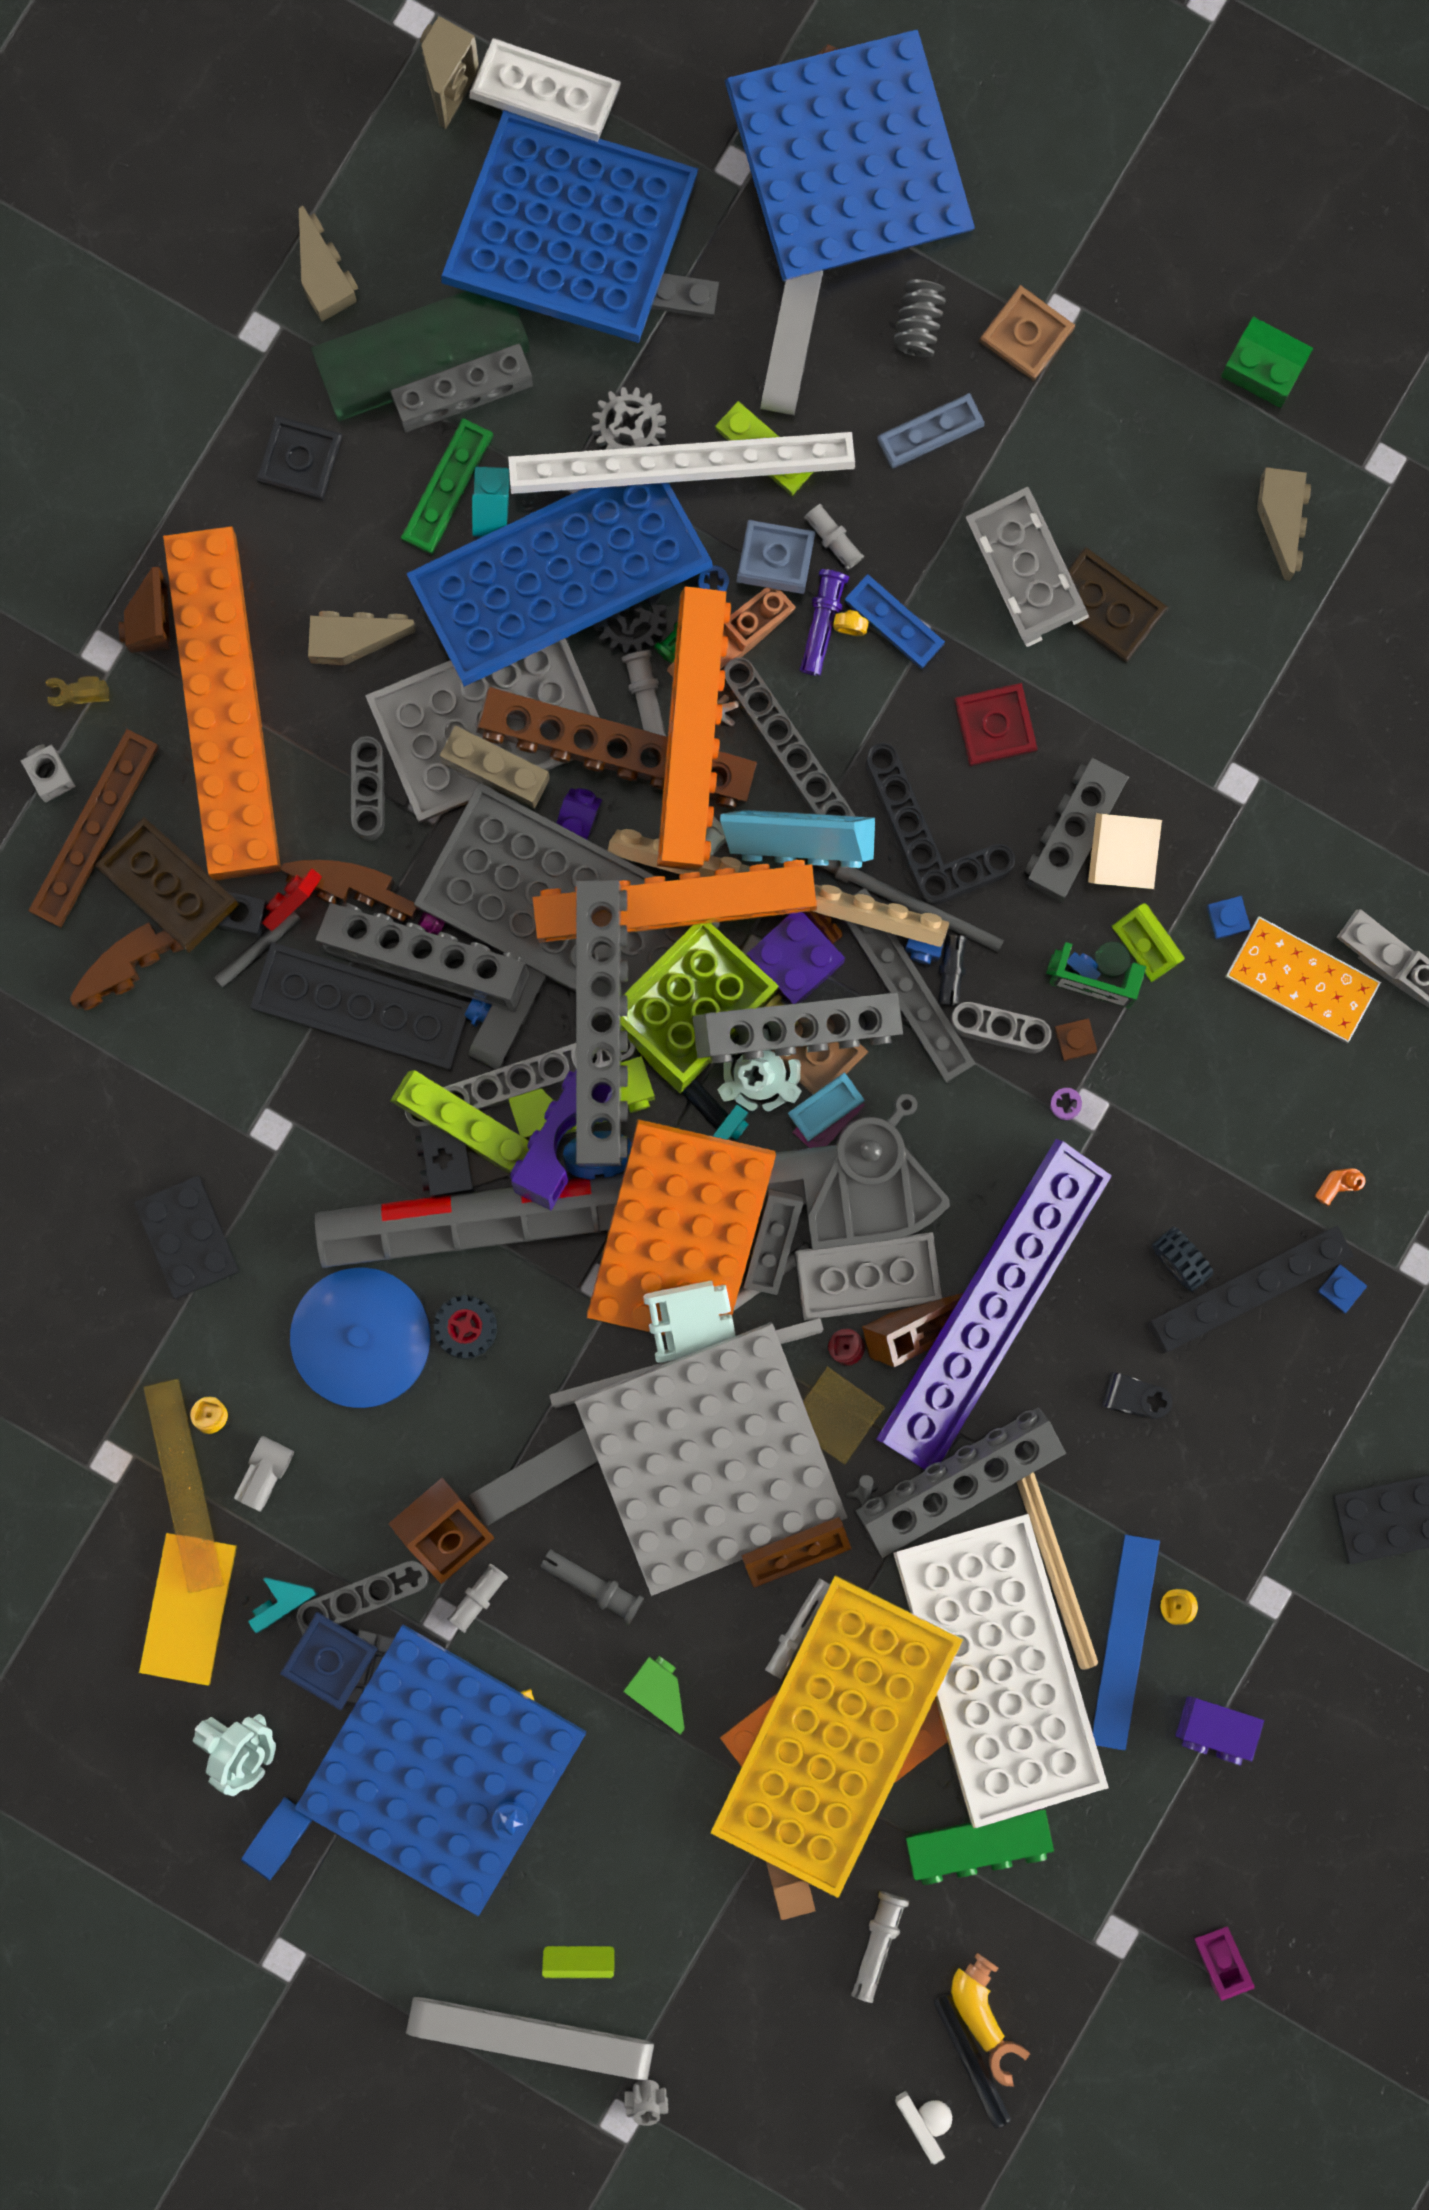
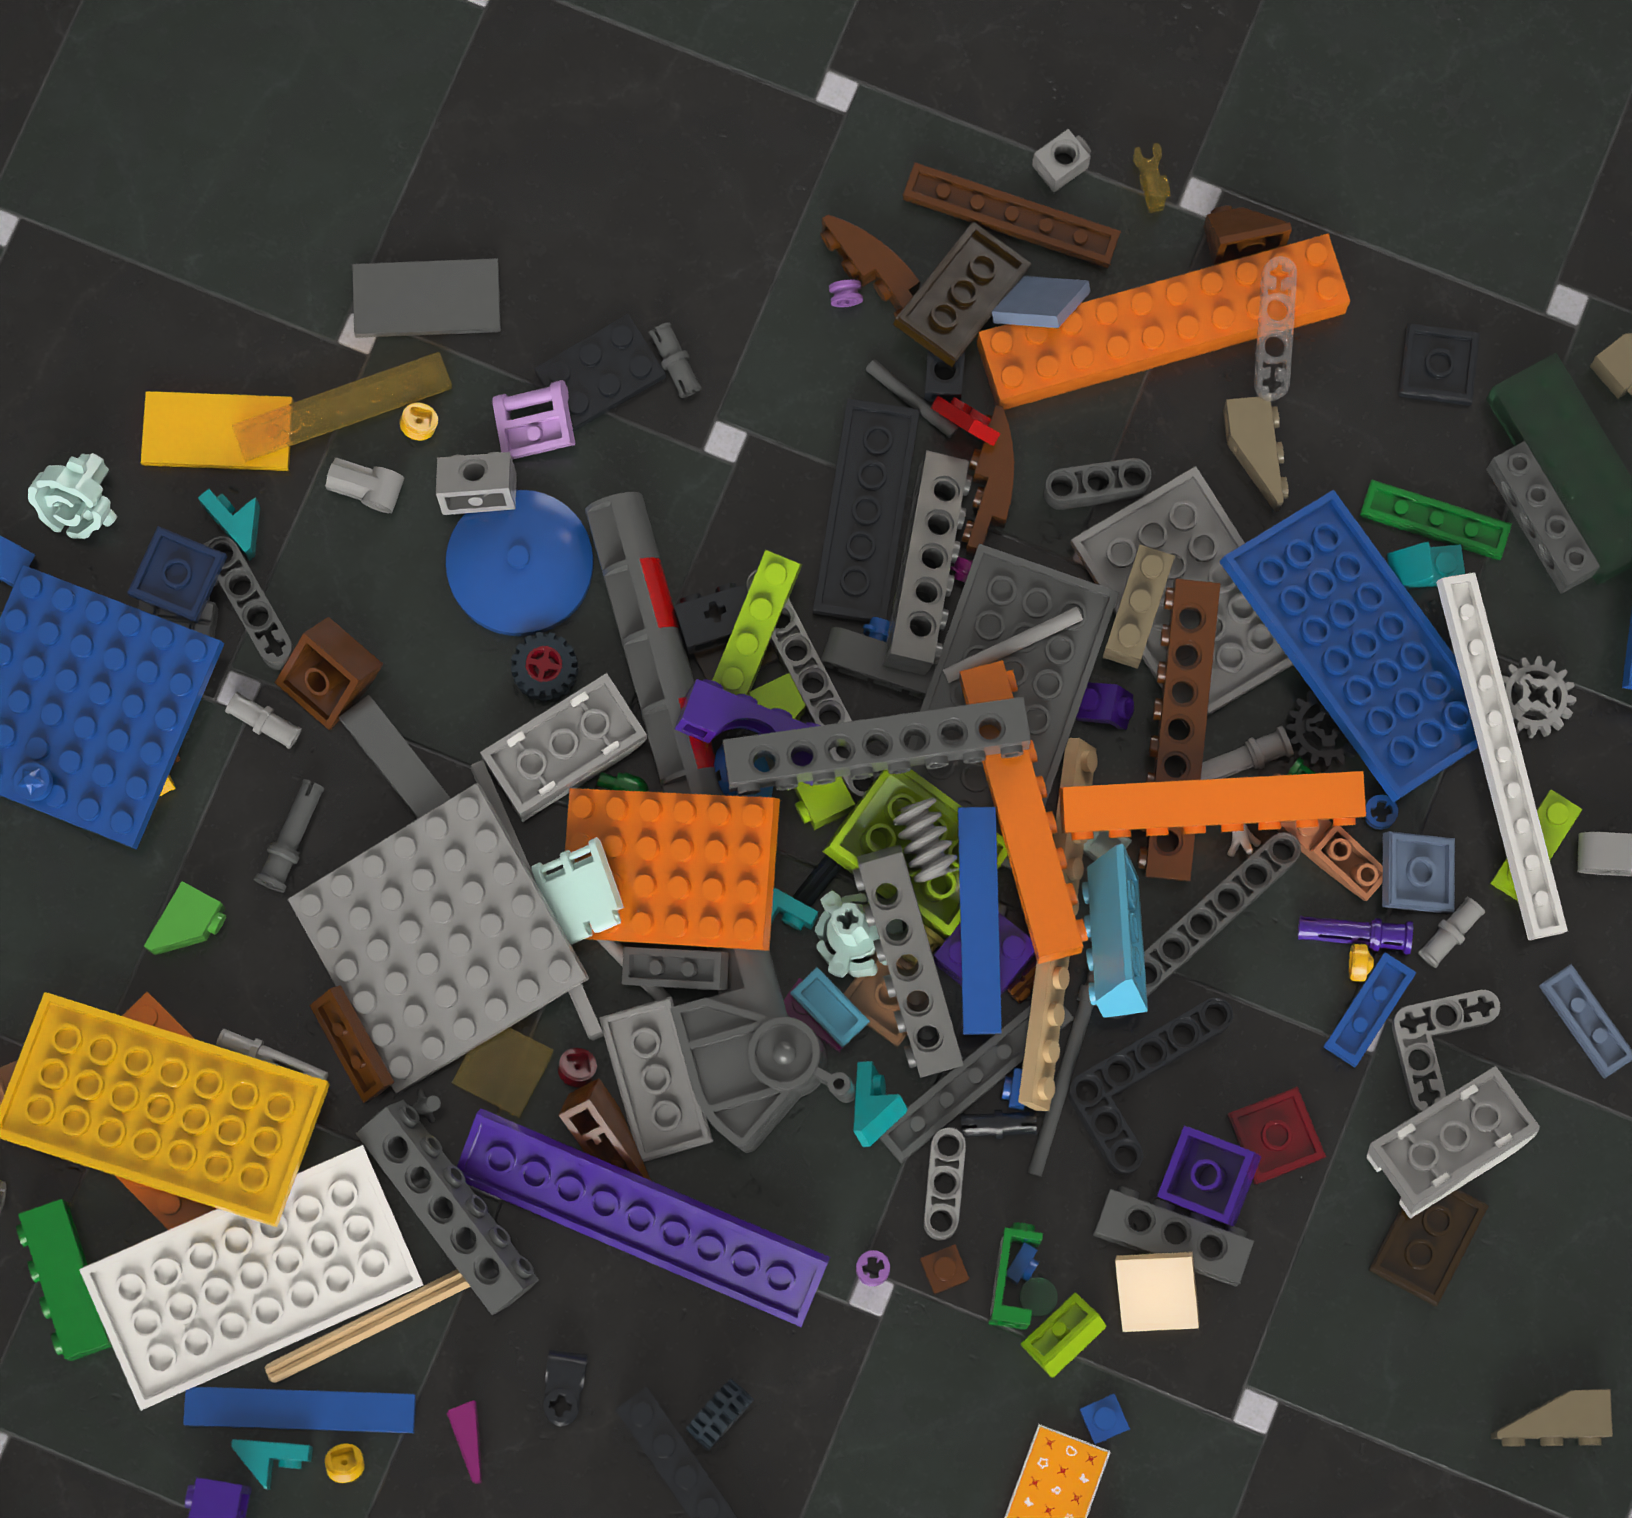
camera: 85 degrees right, 5 degrees down
(87, 1392) = (426, 298): none -> dark grey tile
(146, 994) = (845, 293): none -> medium lavender bush
(186, 1164) = (675, 360): none -> dark grey pin
(187, 811) = (1041, 302): none -> sand blue tile
(238, 1305) = (538, 431): none -> lavender plate
(251, 593) = (1281, 329): none -> clear beam
(293, 1354) = (476, 483): none -> light grey brick
(515, 888) = (1014, 643): none -> light grey bar
(547, 1317) = (564, 747): none -> light grey piece
(588, 1268) = (622, 782): none -> green cylinder
(691, 992) = (925, 840): none -> light grey piece
(770, 956) = (979, 920): none -> blue tile
(927, 579) = (1422, 1038): none -> light grey beam
(929, 1081) = (873, 1108): none -> teal slope
(1028, 788) = (1209, 1176): none -> dark purple brick
(1161, 1683) = (259, 1457): none -> teal slope
(1162, 1491) = (466, 1430): none -> magenta slope

